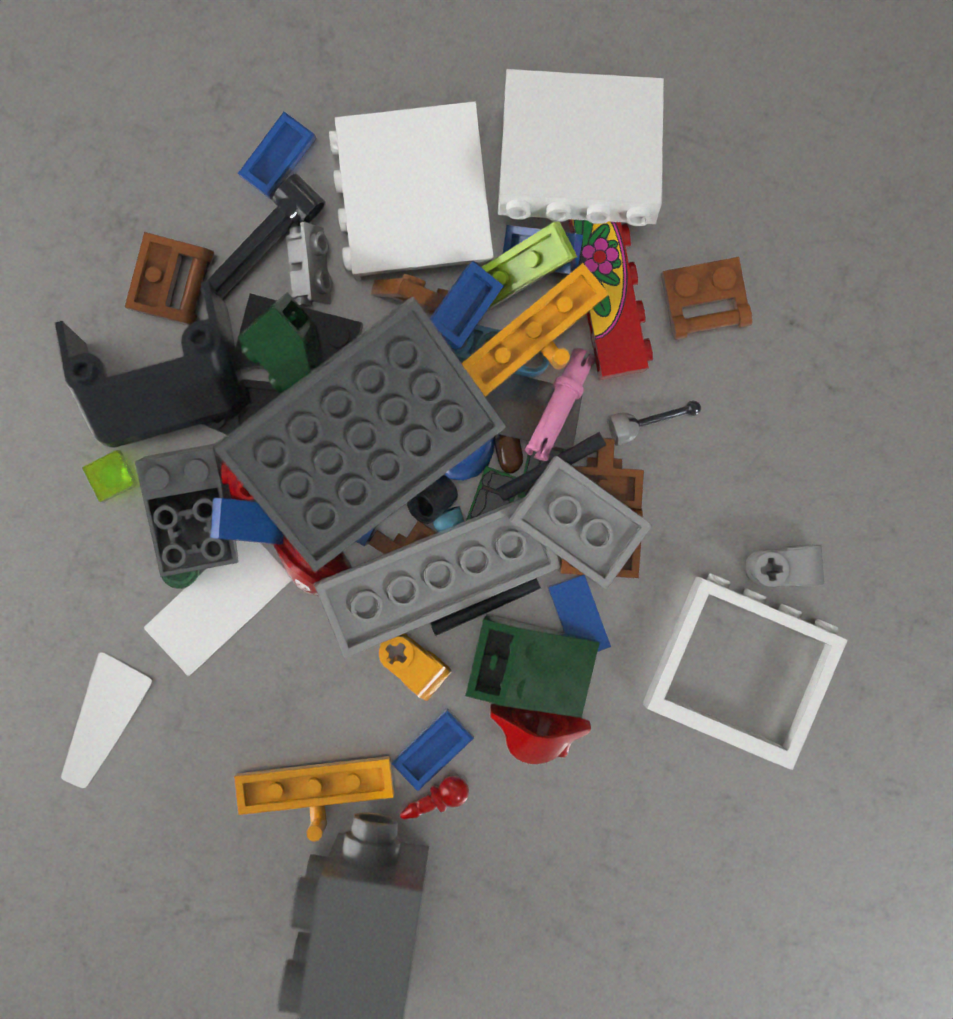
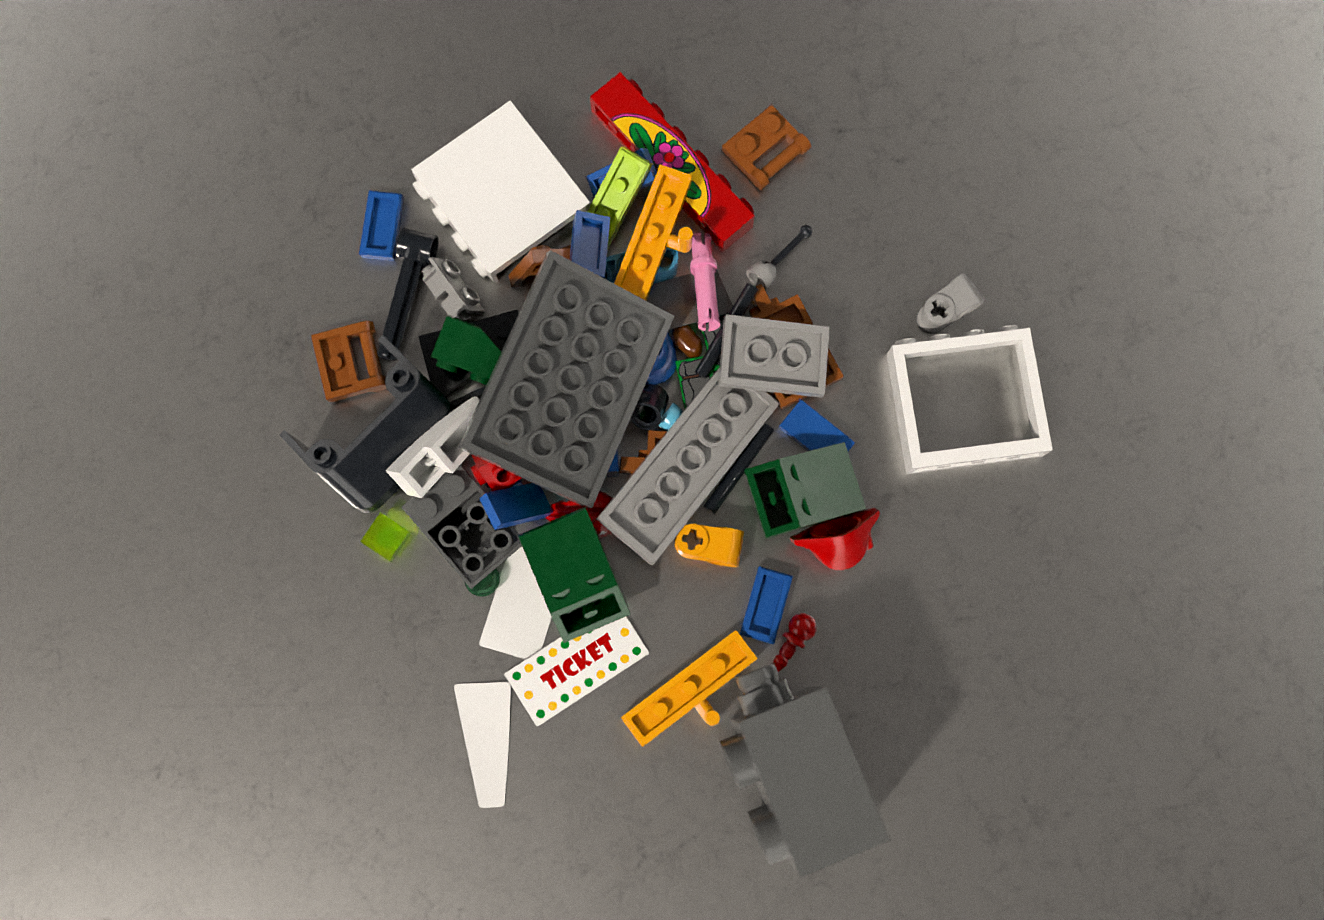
camera: 25 degrees left, 10 degrees down
(195, 427) = (433, 452): none -> white slope
(224, 698) = (573, 669): none -> white sticker
(263, 624) = (574, 574): none -> dark green slope
(582, 147) = (609, 88): white panel -> none

